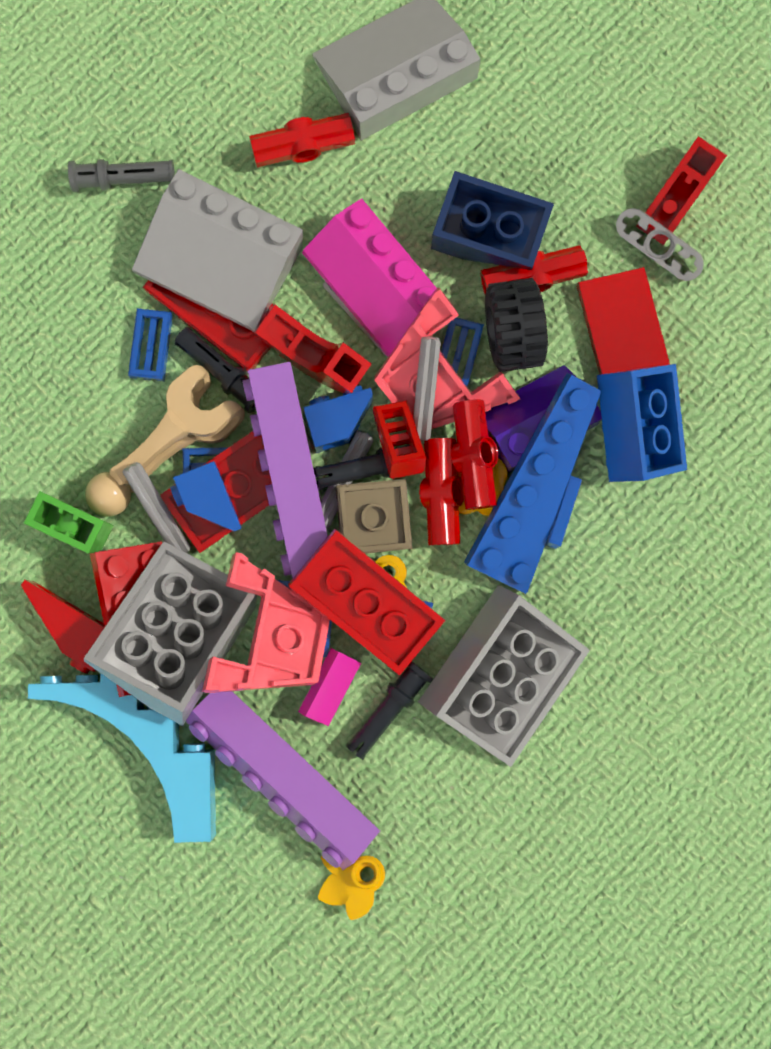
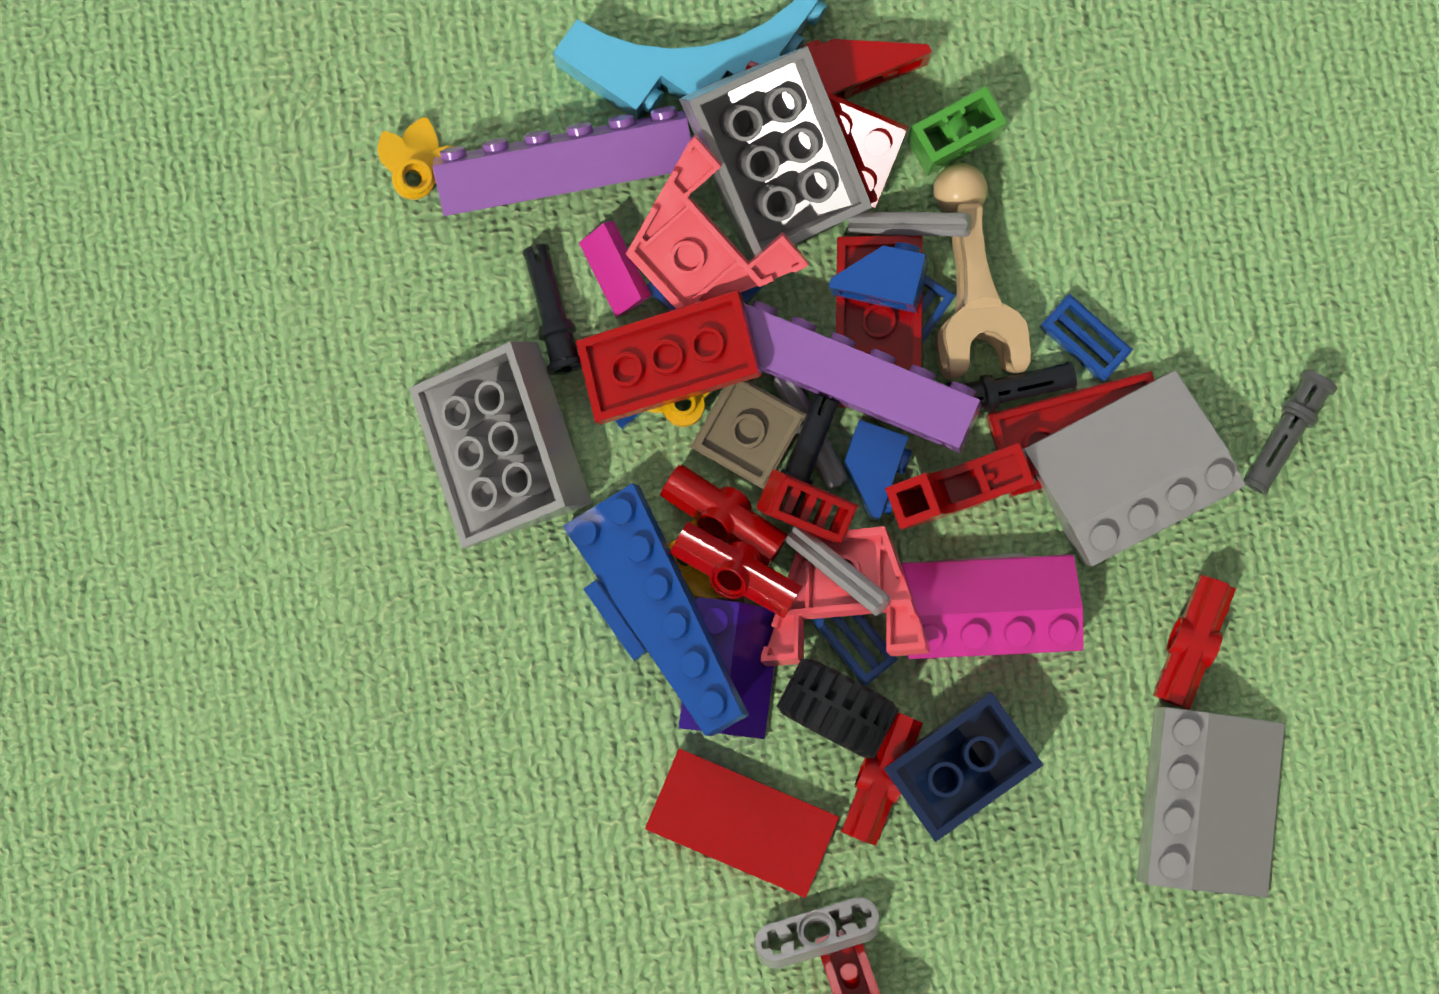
camera: 125 degrees right, 0 degrees up
(642, 423) = (644, 759): blue brick -> none

